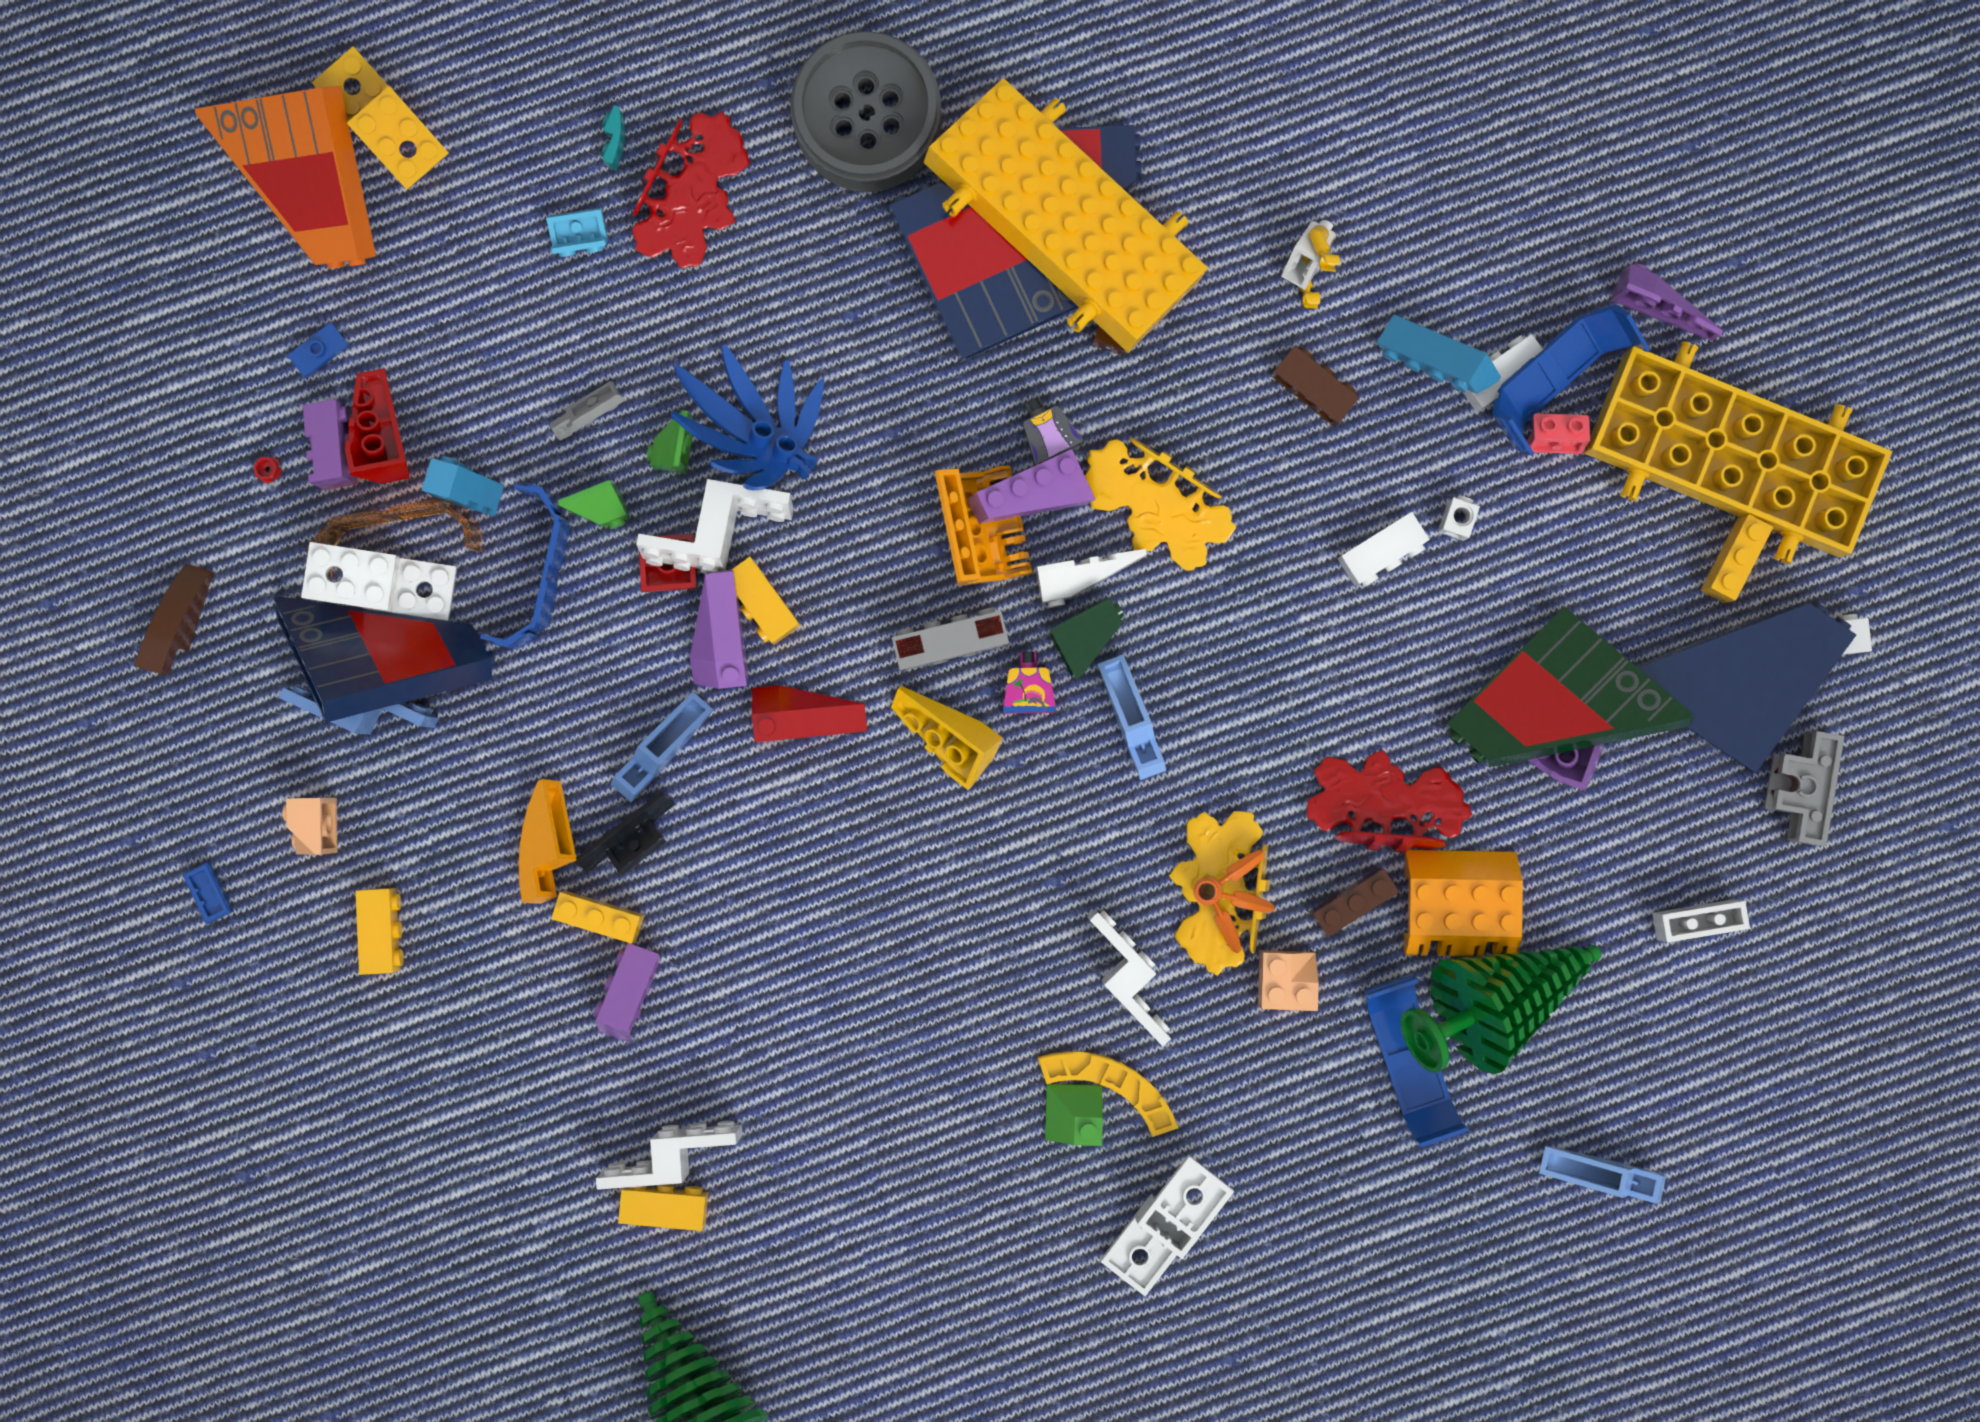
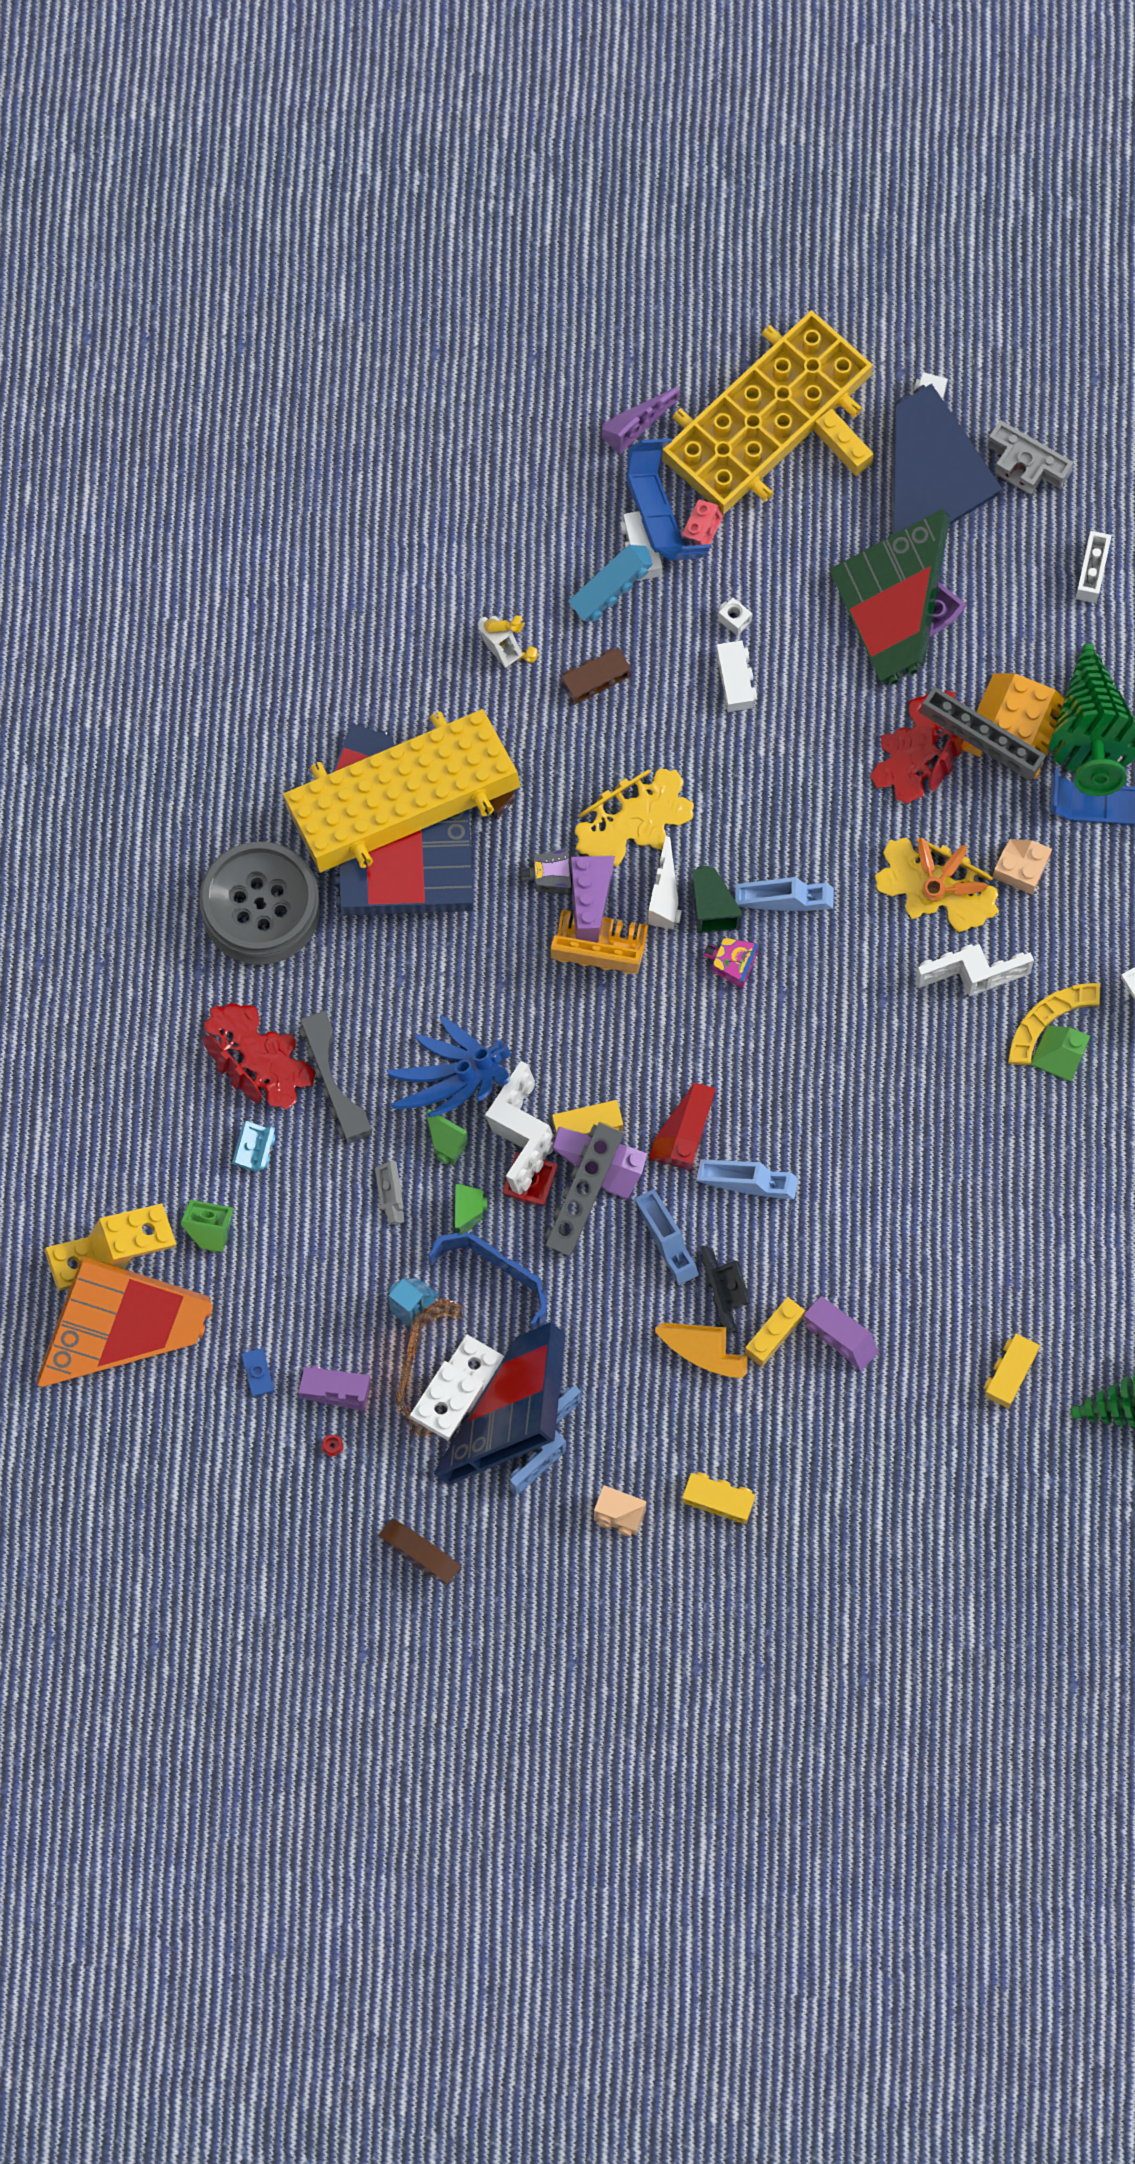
camera: 65 degrees left, 15 degrees down
(208, 892) = (637, 1615): blue plate -> none
(373, 438) = (340, 1348): red wedge -> none
(464, 218) = (208, 1224): none -> bright green slope
(606, 632) = (612, 1138): none -> dark grey brick
(615, 130) = (189, 1089): teal slope -> none
(669, 1155) = (973, 1345): white bracket -> none
(738, 251) = (351, 1117): none -> dark grey arch
(768, 812) = (747, 1178): none -> light blue slope
(956, 639) = (675, 994): light grey piece -> none
(956, 739) = (747, 1027): yellow wedge -> none
(1353, 902) = (983, 796): reddish brown brick -> none
(1423, 875) = (982, 733): none -> dark grey brick

